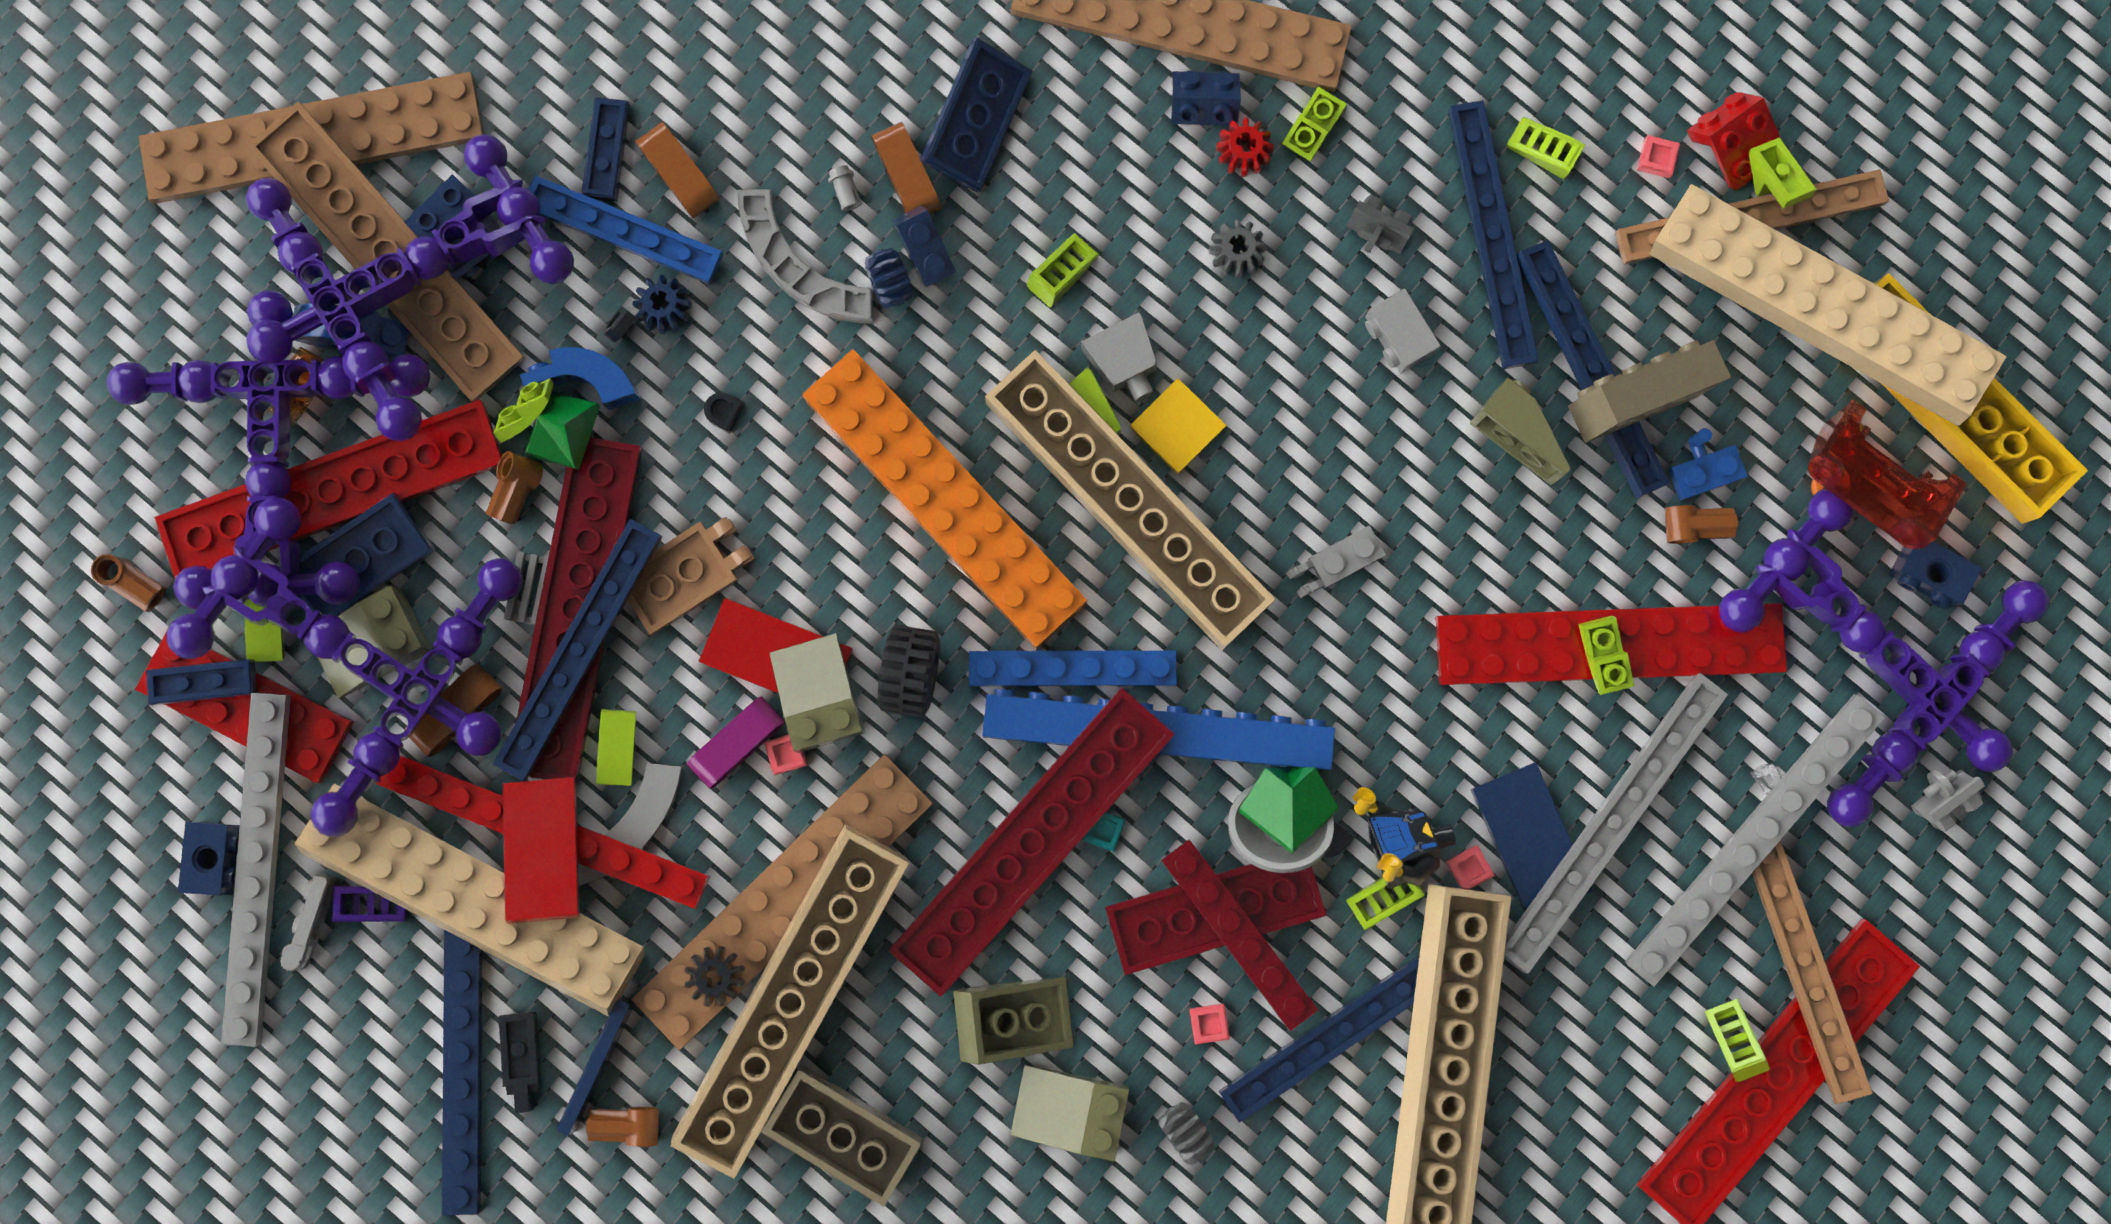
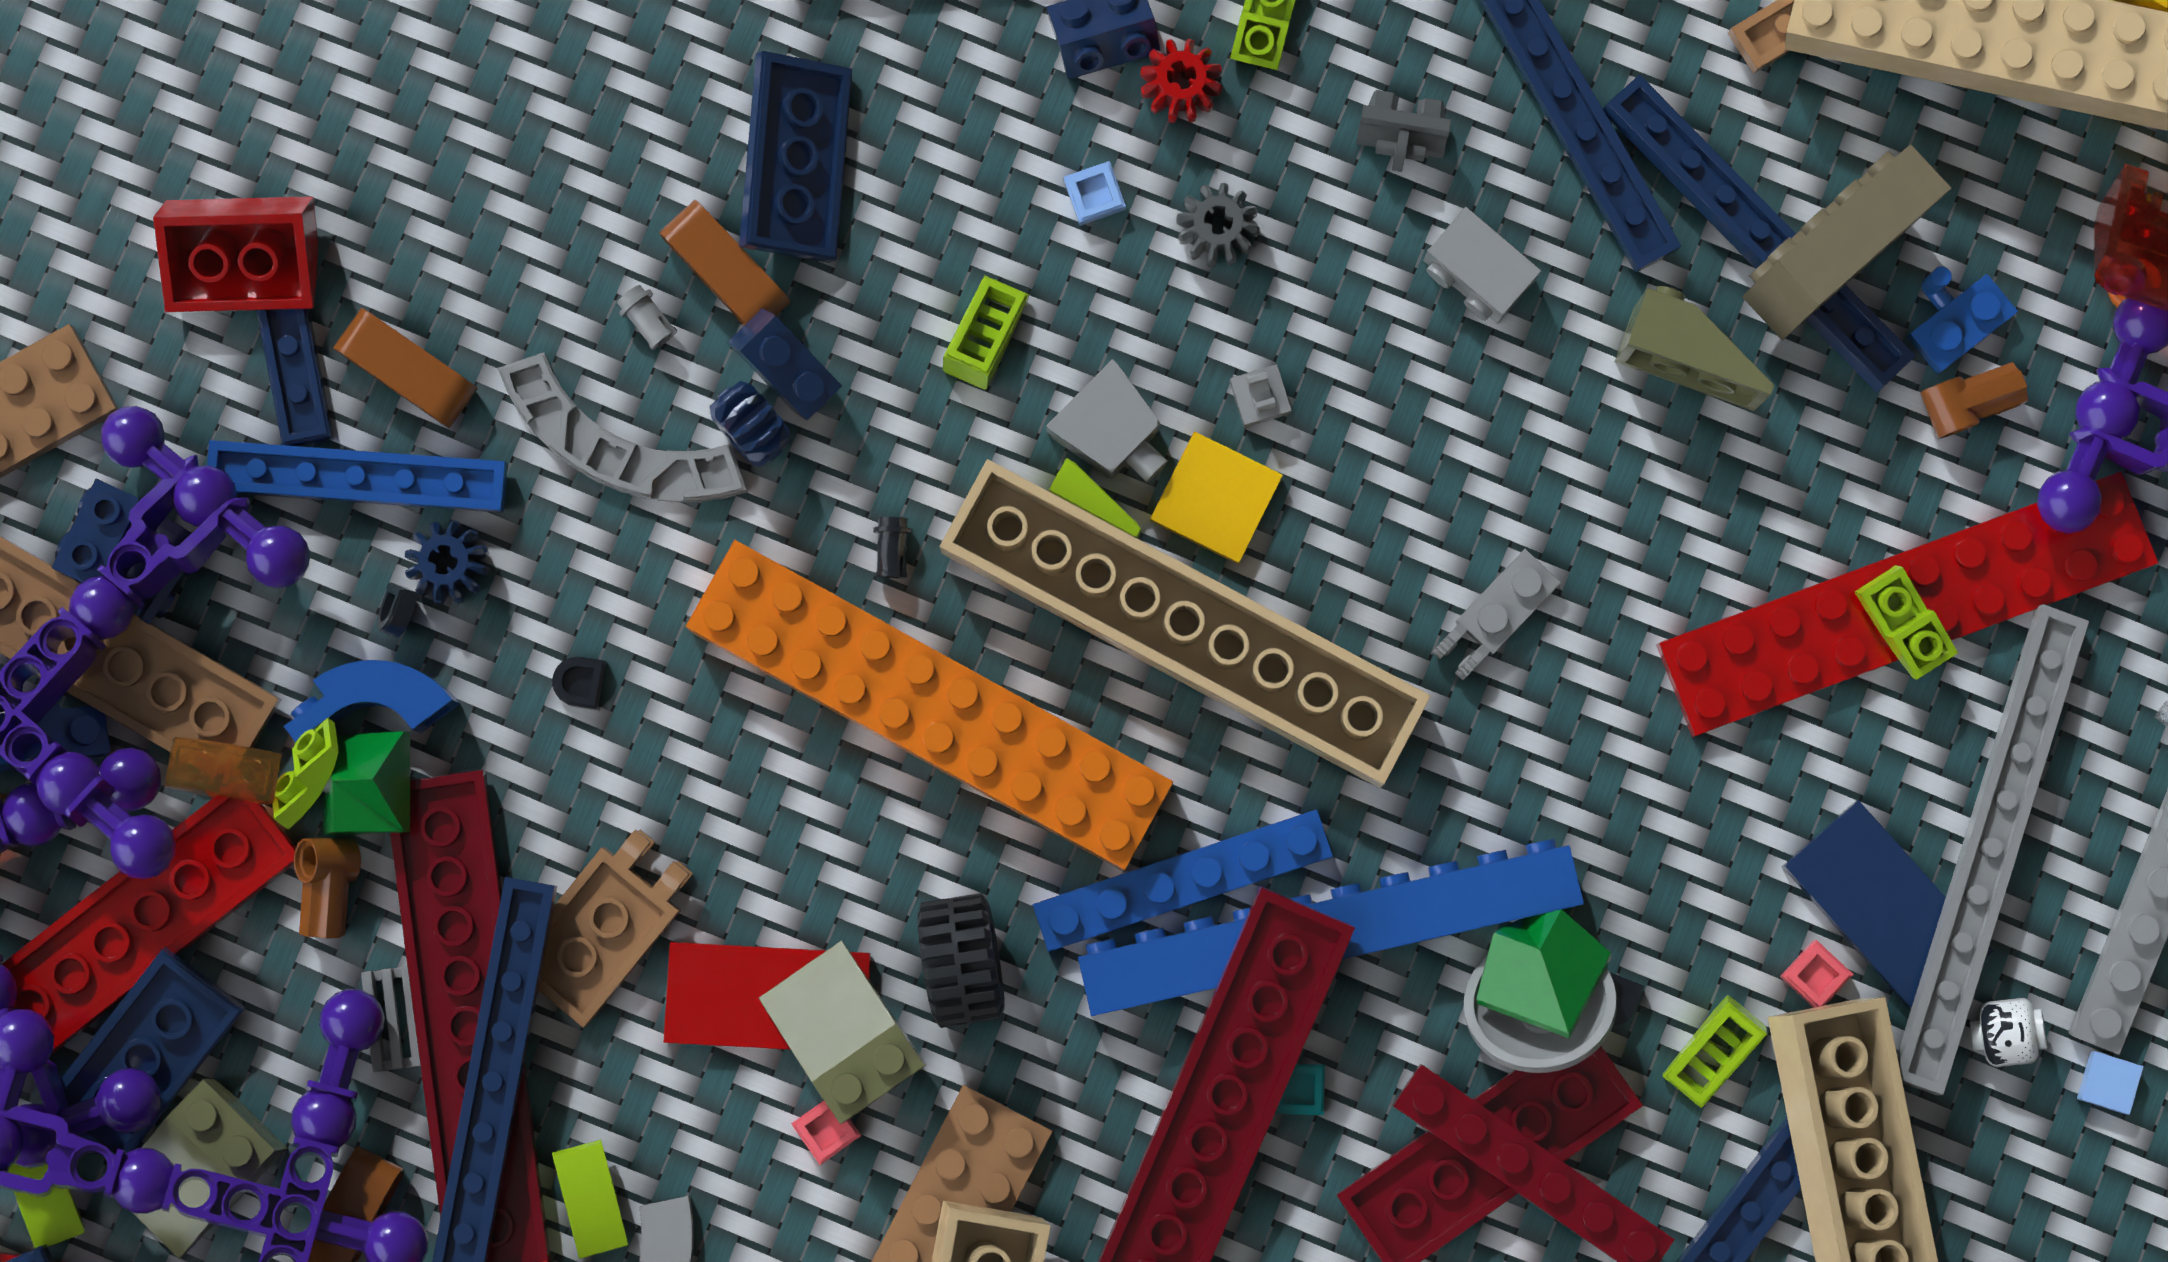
camera: 15 degrees left, 0 degrees up
(470, 389) = (222, 770): none -> clear orange slope
(593, 60) = (237, 253): none -> red slope
(735, 742) = (752, 1137): magenta beam -> none
(955, 389) = (892, 547): none -> black pin
(1164, 203) = (1094, 193): none -> light blue tile
(1228, 369) = (1260, 396): none -> light grey tile
(1402, 840) = (1712, 969): torso -> none
(1585, 947) = (2009, 1032): none -> white head
(1641, 1003) = (2110, 1082): none -> light blue tile

